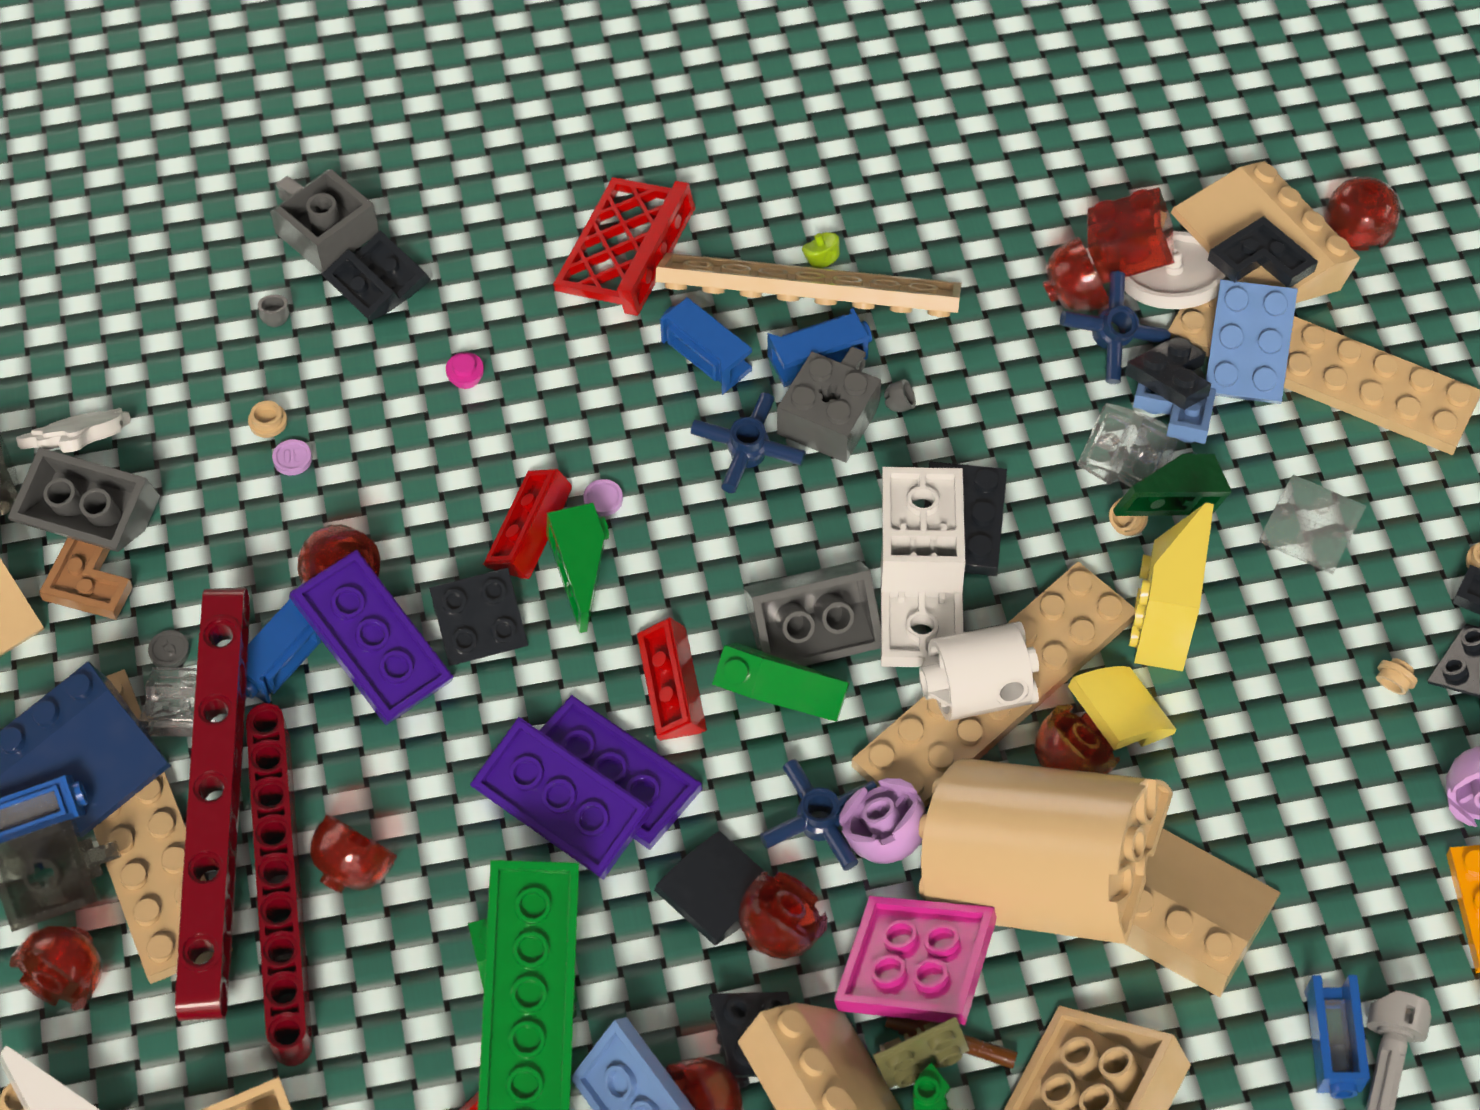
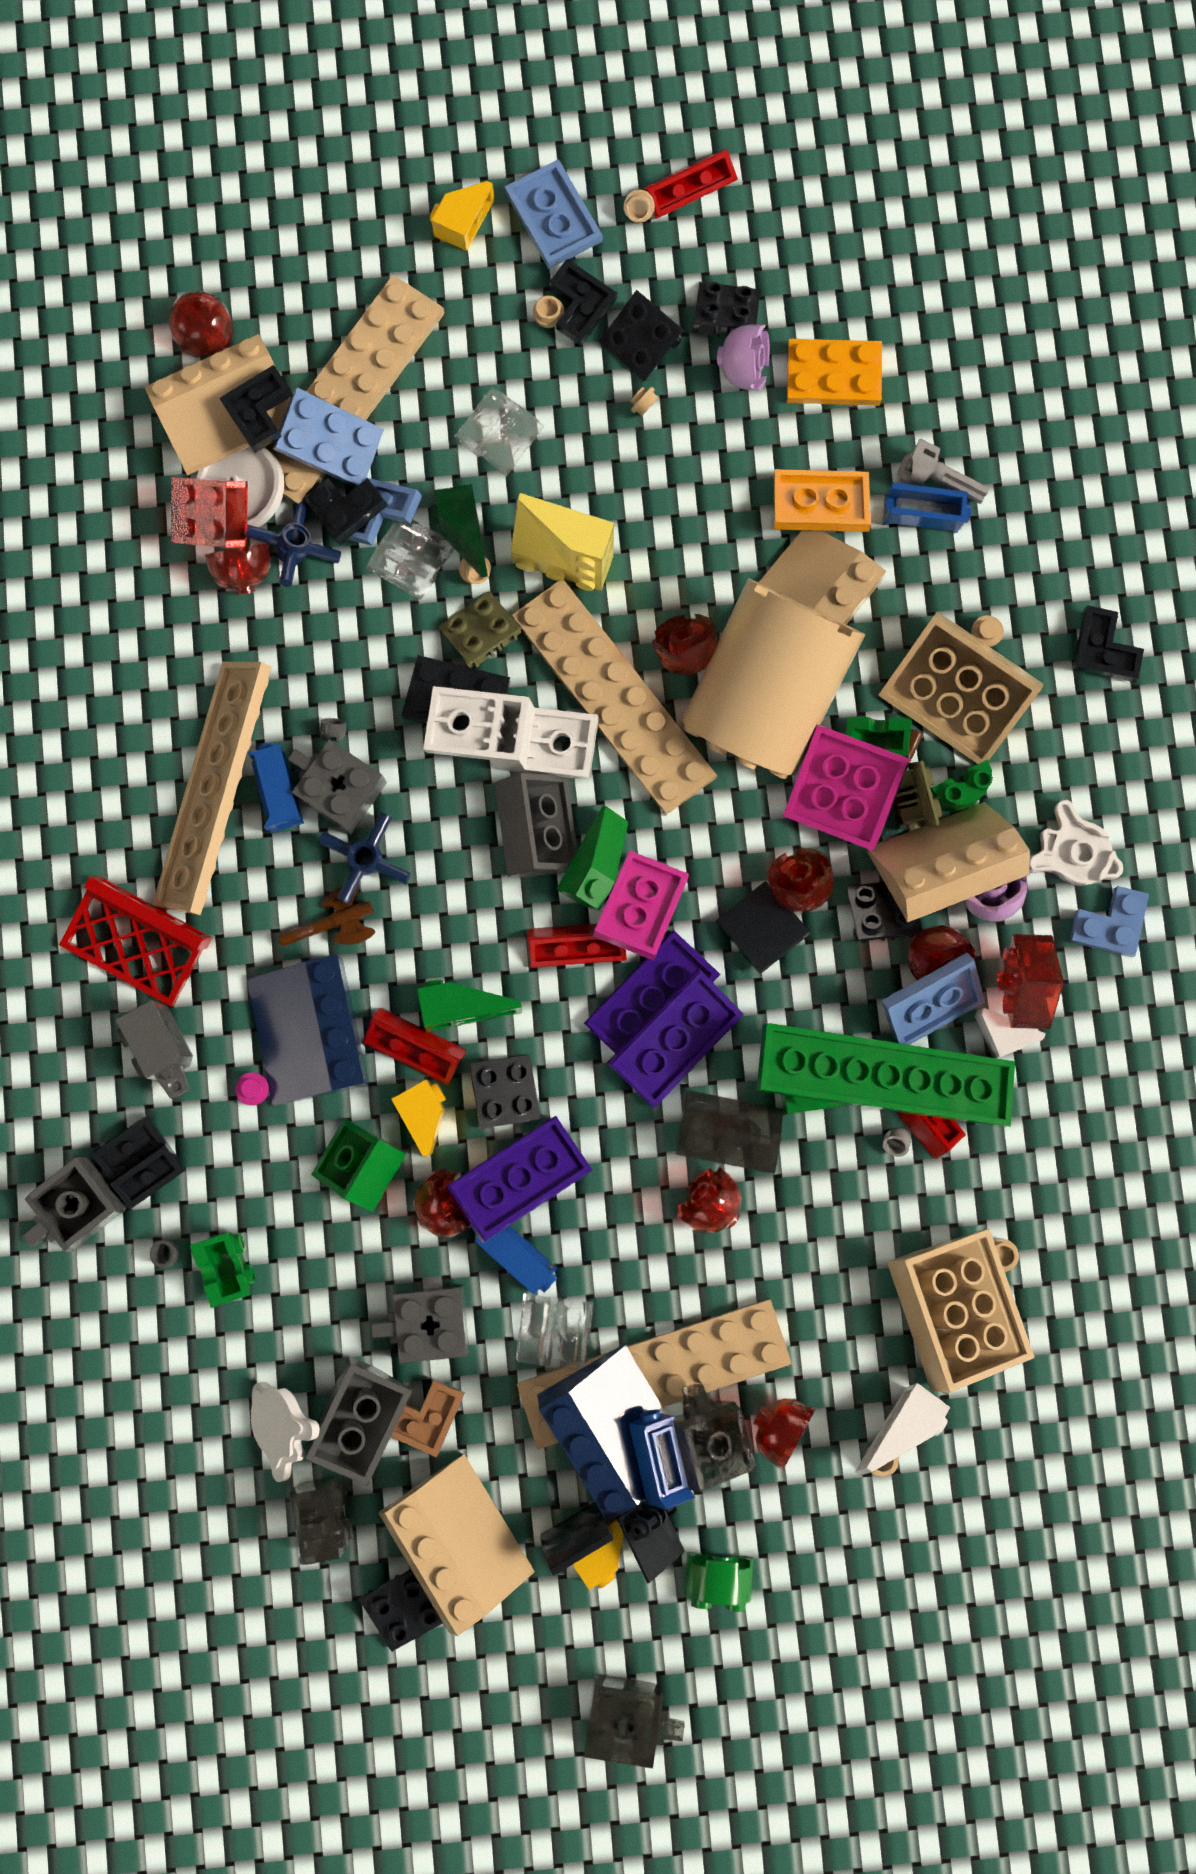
camera: 85 degrees left, 25 degrees up
(169, 649) = (497, 1348): dark grey piece -> none
(191, 560) = (408, 1329): none -> dark grey hinge
(213, 824) = (633, 1307): dark red beam -> none
(260, 363) = (223, 1268): none -> green cylinder
(267, 419) = (281, 1261): tan plate -> none
(282, 896) = (738, 1267): dark red beam -> none
(292, 457) = (319, 1241): lavender piece -> none
(379, 479) = (358, 1165): none -> green slope
(441, 871) = (730, 1132): none -> clear smoke slope
(442, 534) = (422, 1113): none -> yellow slope
(444, 1081) = (896, 1142): none -> light grey hinge
(504, 266) = (157, 1046): none -> dark grey hinge
(538, 417) = (307, 1030): none -> dark blue slope
(605, 495) = (396, 983): lavender piece -> none
(672, 435) = (346, 917): none -> reddish brown piece
(706, 343) = (257, 882): blue window -> none
(726, 735) = (641, 905): none -> dark pink plate
(815, 828) = (716, 856): dark blue bar -> none
(822, 250) = (168, 772): lime piece -> none
(884, 821) = (732, 795): lavender cylinder -> none
(980, 671) = (623, 702): white cylinder -> none
(996, 1002) = (886, 734): none -> green cylinder
(1050, 532) = (480, 629): none -> olive hinge
(1121, 706) = (652, 604): light yellow slope -> none
(1314, 899) = (821, 500): none -> light orange plate

